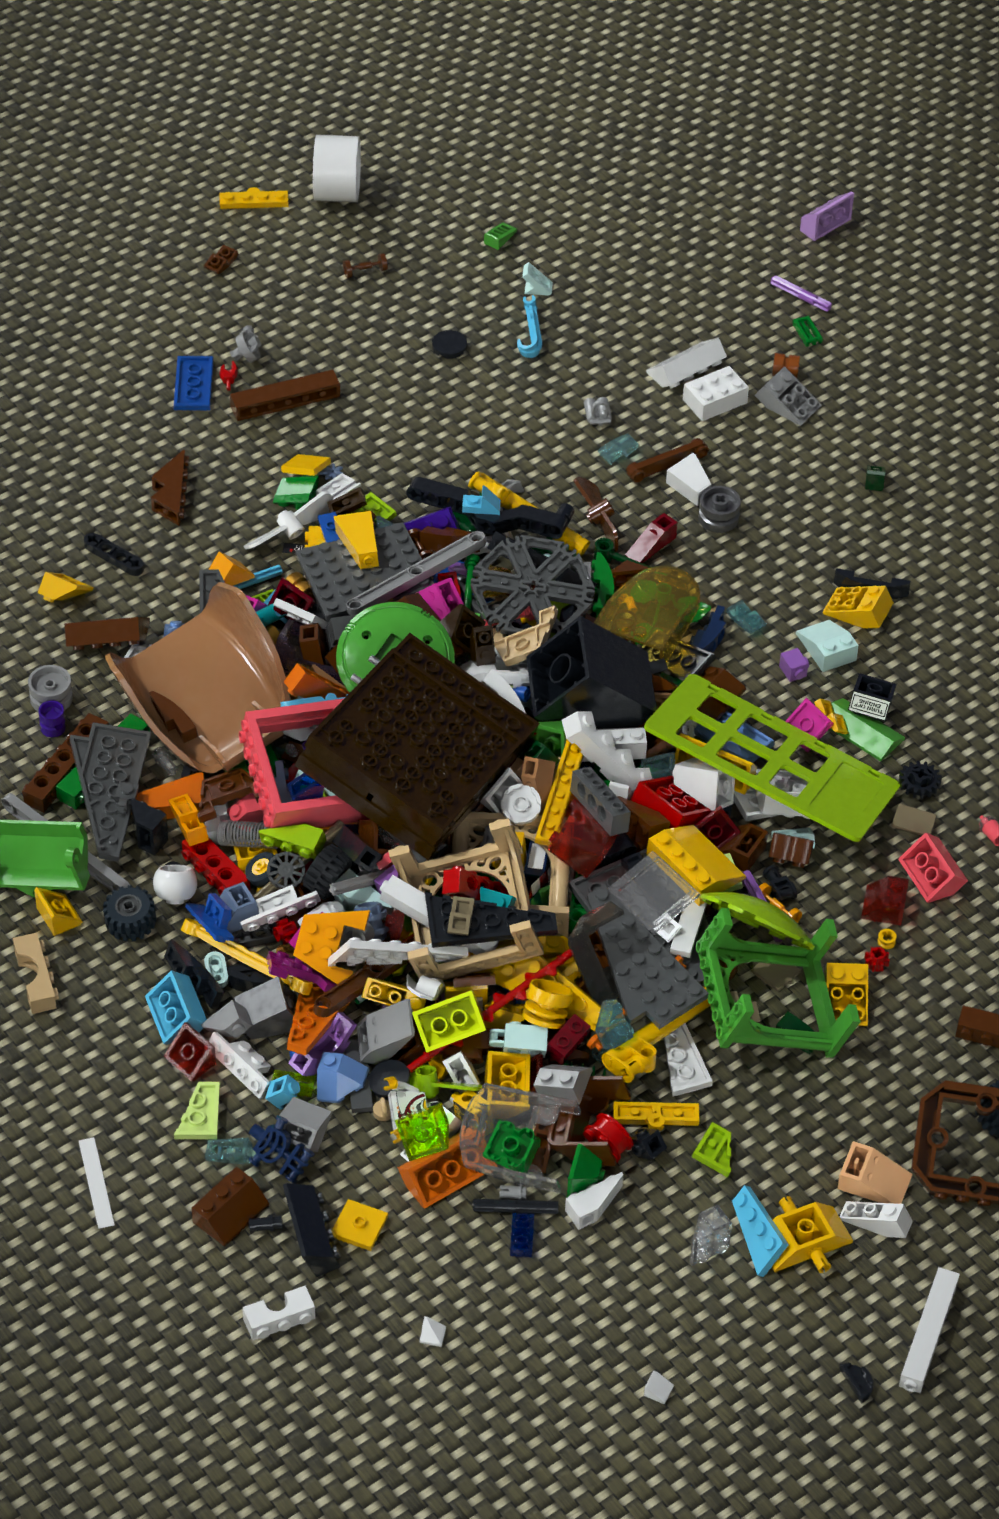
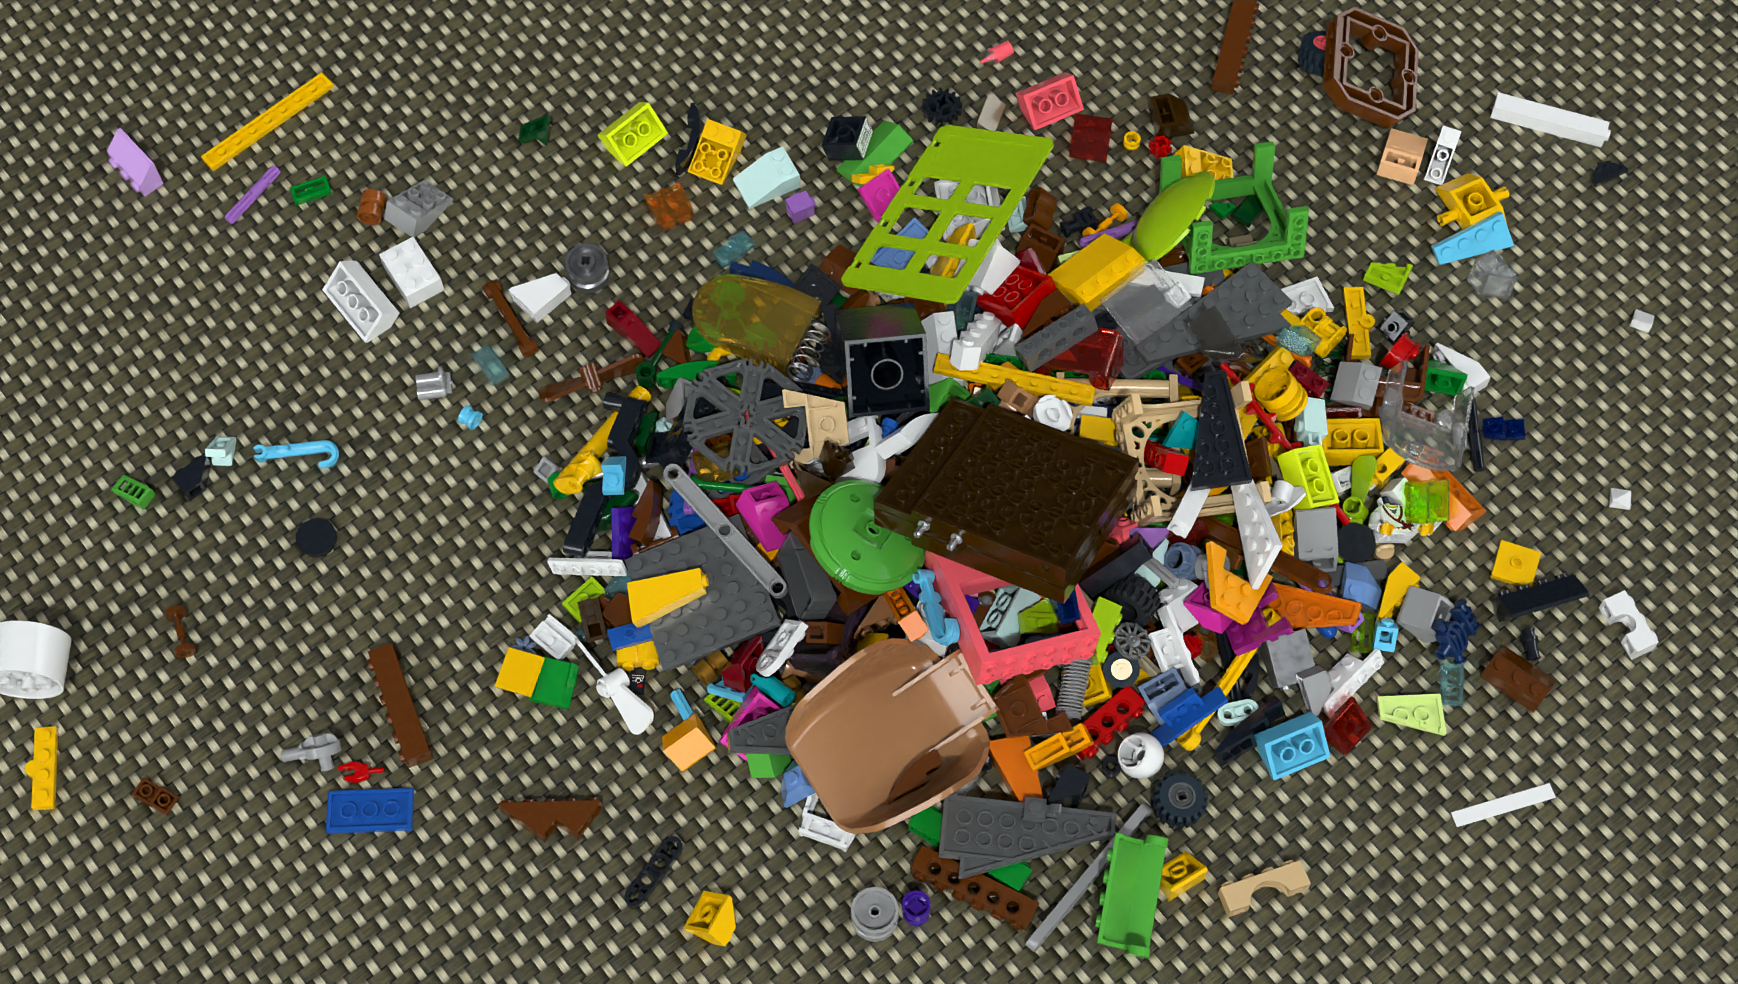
camera: 90 degrees left, 15 degrees up
(106, 632) = (787, 860): reddish brown slope -> none
(345, 1115) = (1396, 590): none -> yellow slope
(405, 508) = (594, 563): none -> white bracket
(461, 915) = (1222, 453): dark tan slope -> none
(507, 266) = (193, 478): none -> black slope
(512, 1146) = (1433, 427): green slope -> none
(562, 434) = (470, 417): none -> medium azure wheel
(792, 571) = (670, 206): none -> clear orange plate
(801, 1010) = (1222, 210): none -> green tile
(876, 544) = (633, 133): none -> neon yellow slope
(883, 302) = (267, 121): none -> yellow tile
(915, 968) = (1170, 116): none -> dark brown slope

